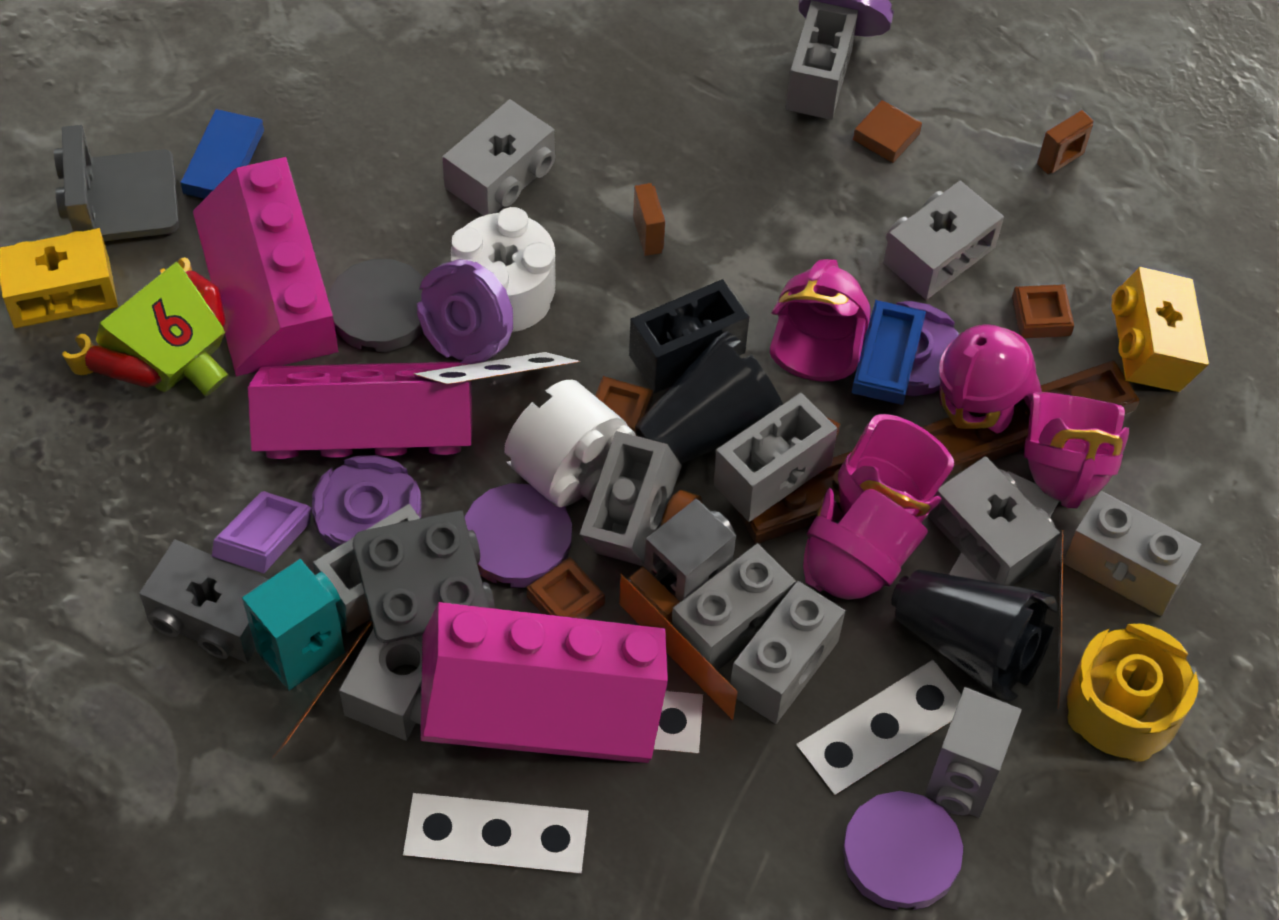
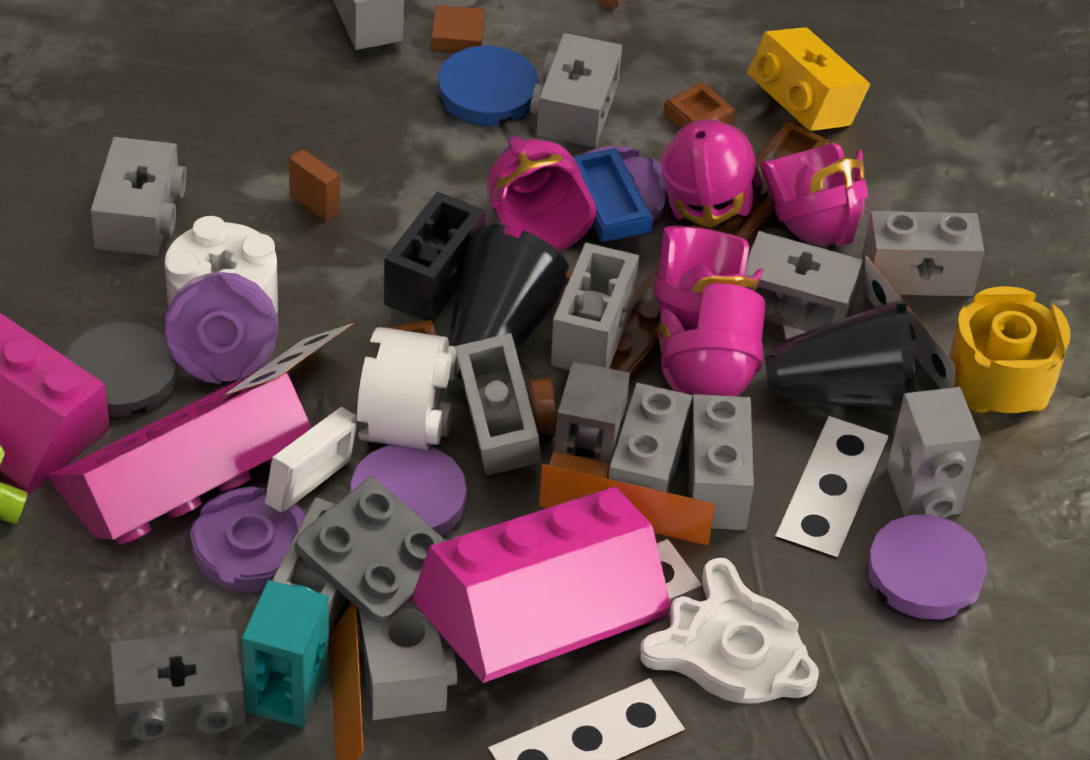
camera: 35 degrees left, 10 degrees down
(262, 532) = (181, 600): medium lavender tile -> none
(450, 465) = (311, 459): none -> white tile
(566, 592) = (487, 508): dark orange tile -> none
(679, 823) = (733, 642): none -> white tile
(870, 194) = (487, 85): none -> blue tile

